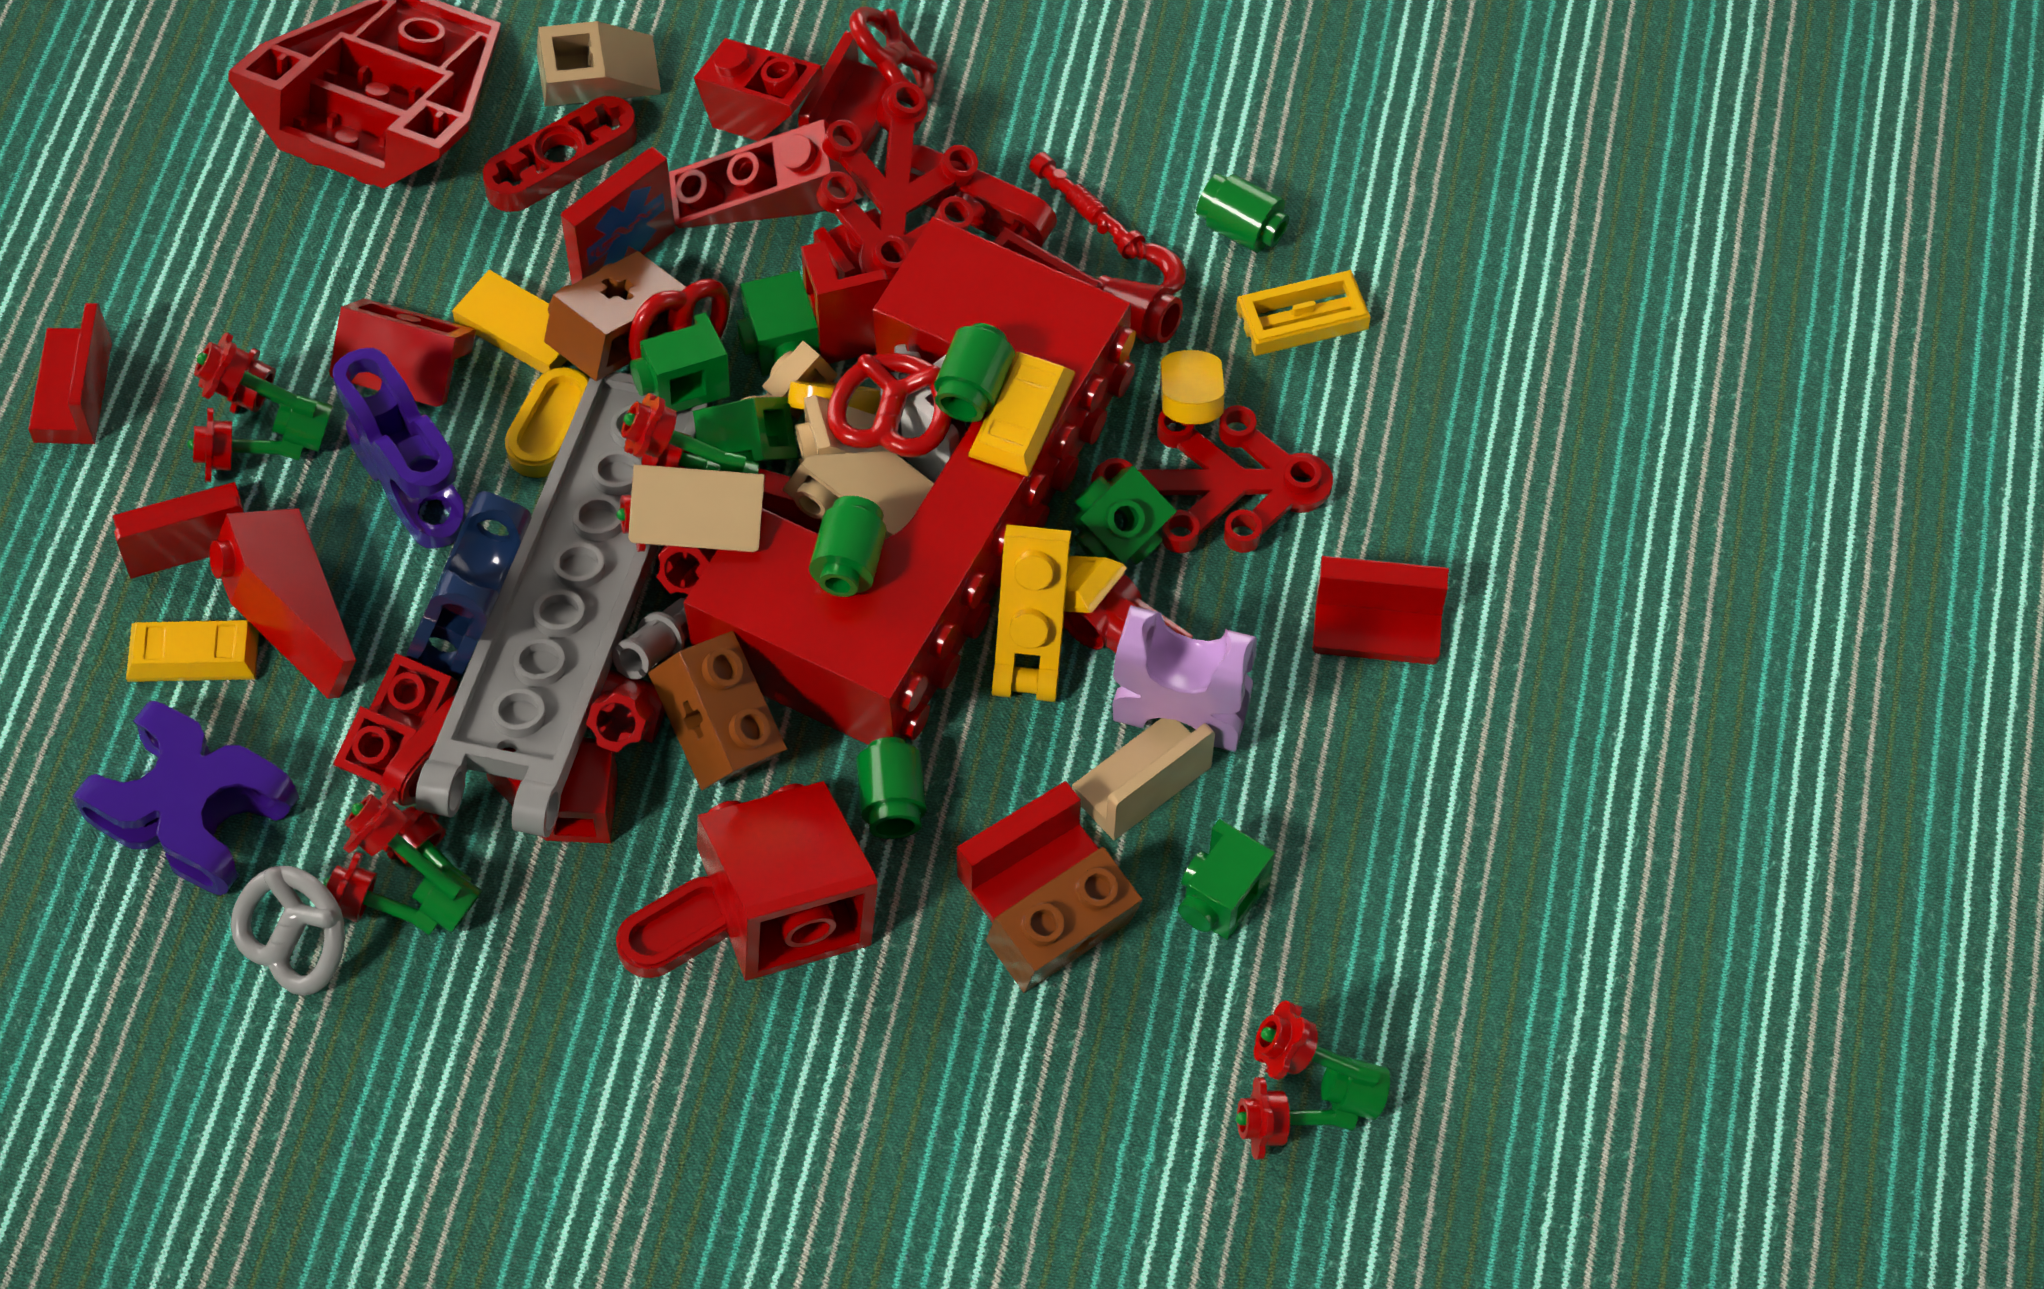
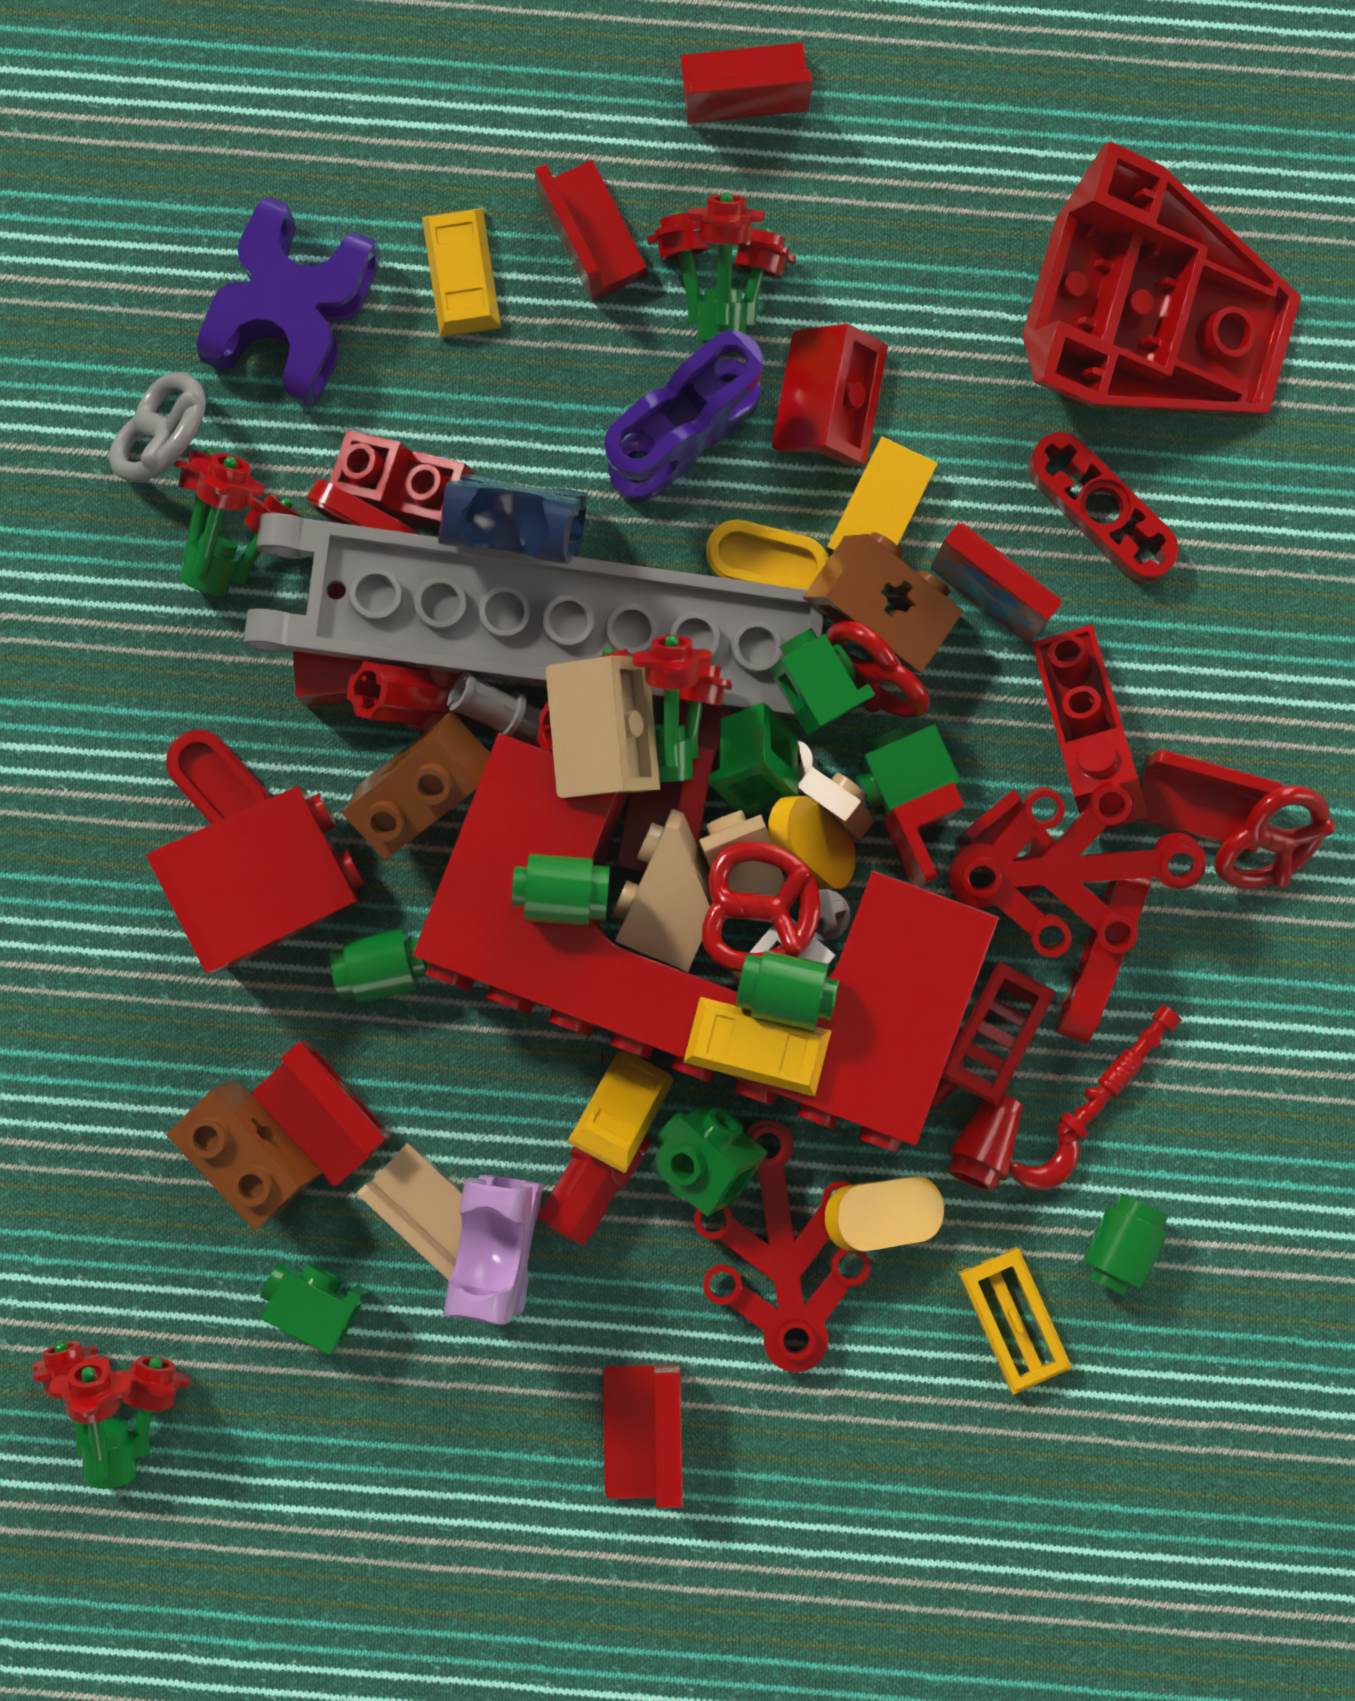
camera: 85 degrees right, 25 degrees up
(284, 593) = (523, 335): red slope -> none
(595, 61) = (1211, 524): tan slope -> none
(753, 88) = (1197, 698): red slope -> none
(1031, 610) = (567, 1081): yellow plate -> none

